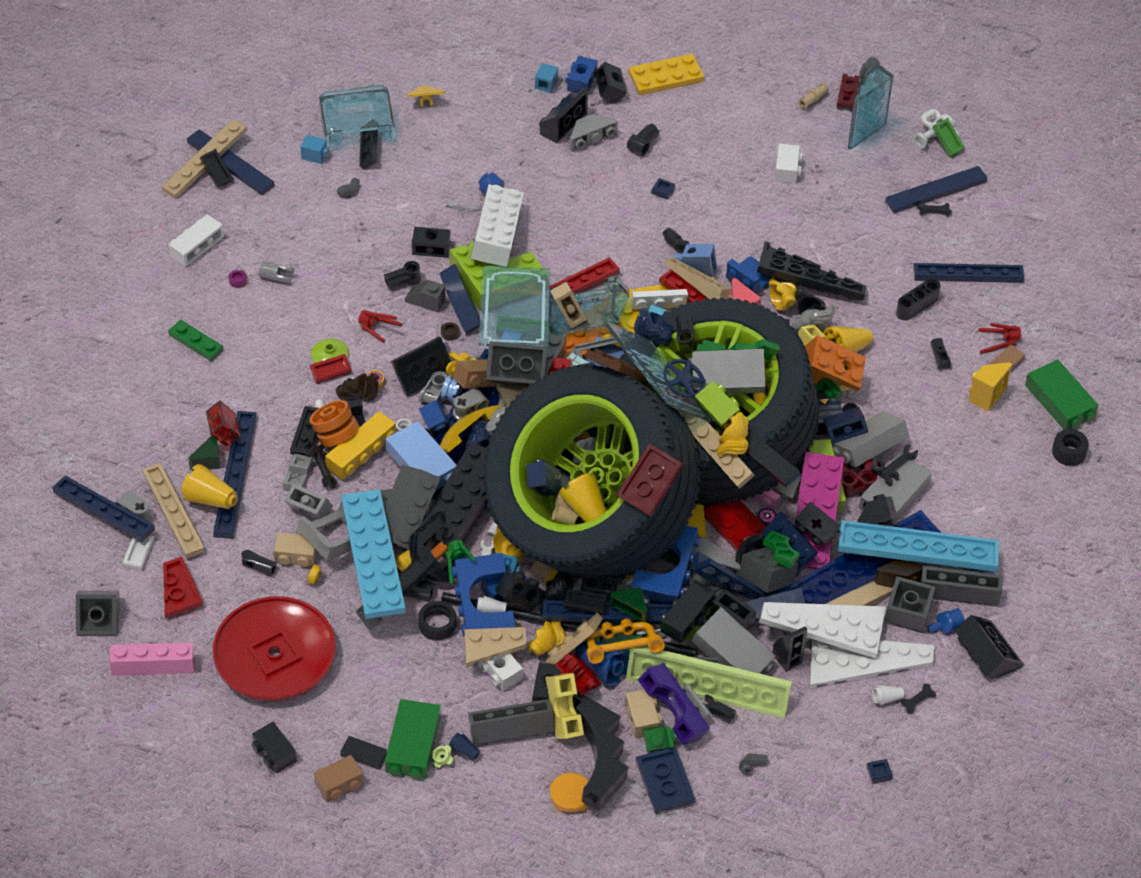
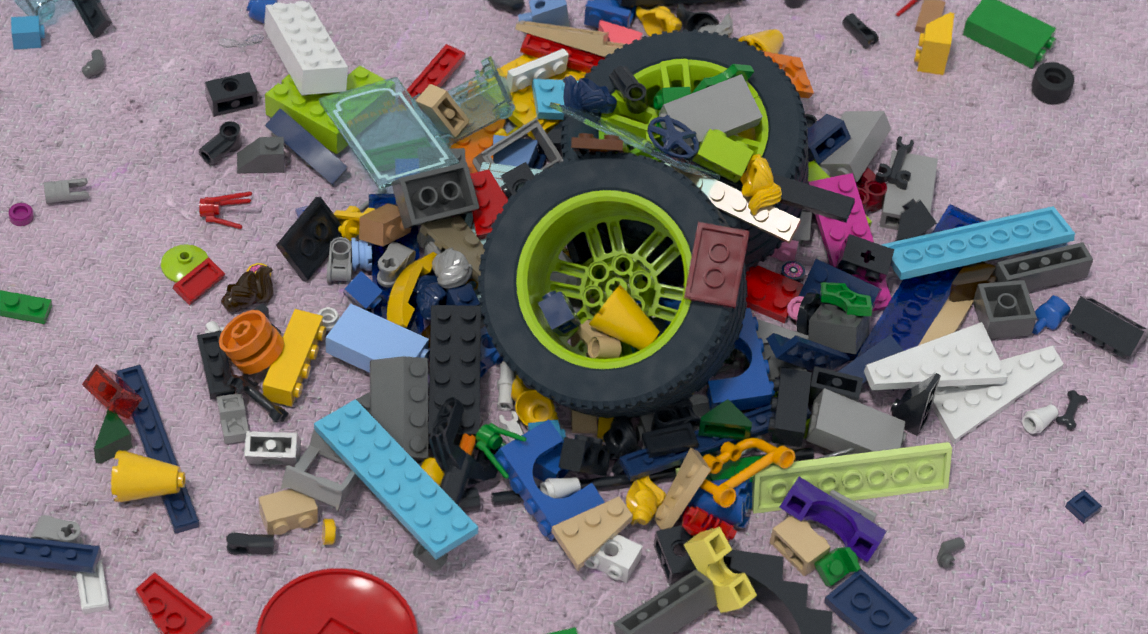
camera: 30 degrees left, 0 degrees up
(173, 510) = (108, 520): tan plate -> none
(437, 607) = (509, 545): black tyre -> none
(449, 331) = (312, 188): dark brown tile -> none
(719, 709) = (880, 506): black bar -> none

